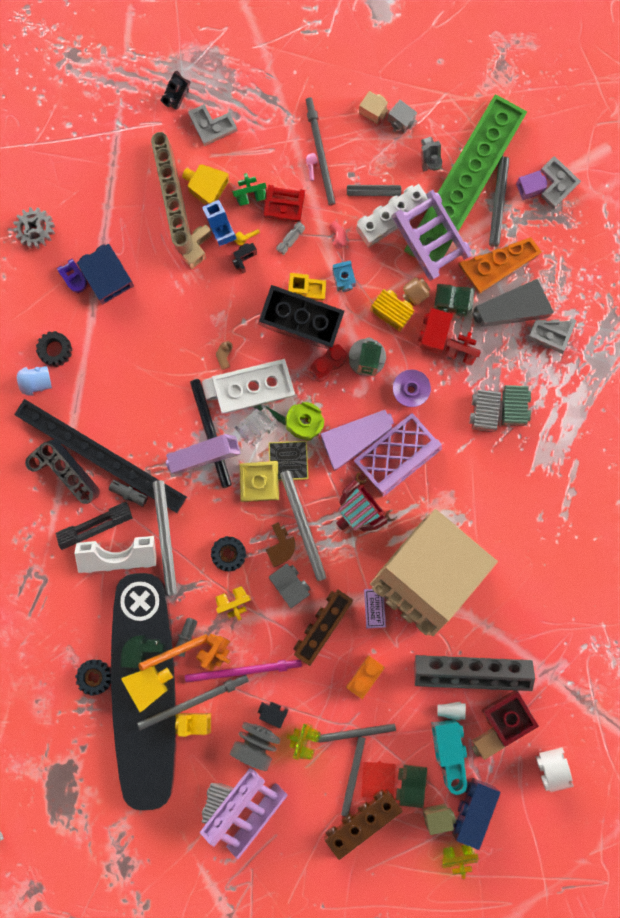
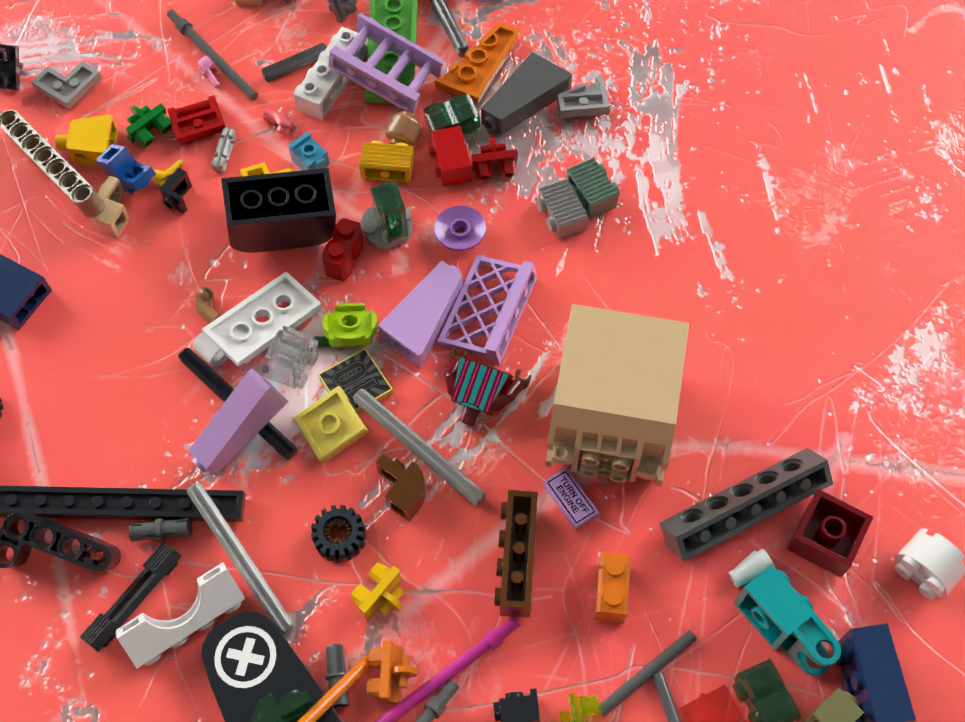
camera: 25 degrees left, 20 degrees down
(289, 585) = (444, 526): dark grey brick -> none
(486, 744) = (825, 584): medium nougat brick -> none

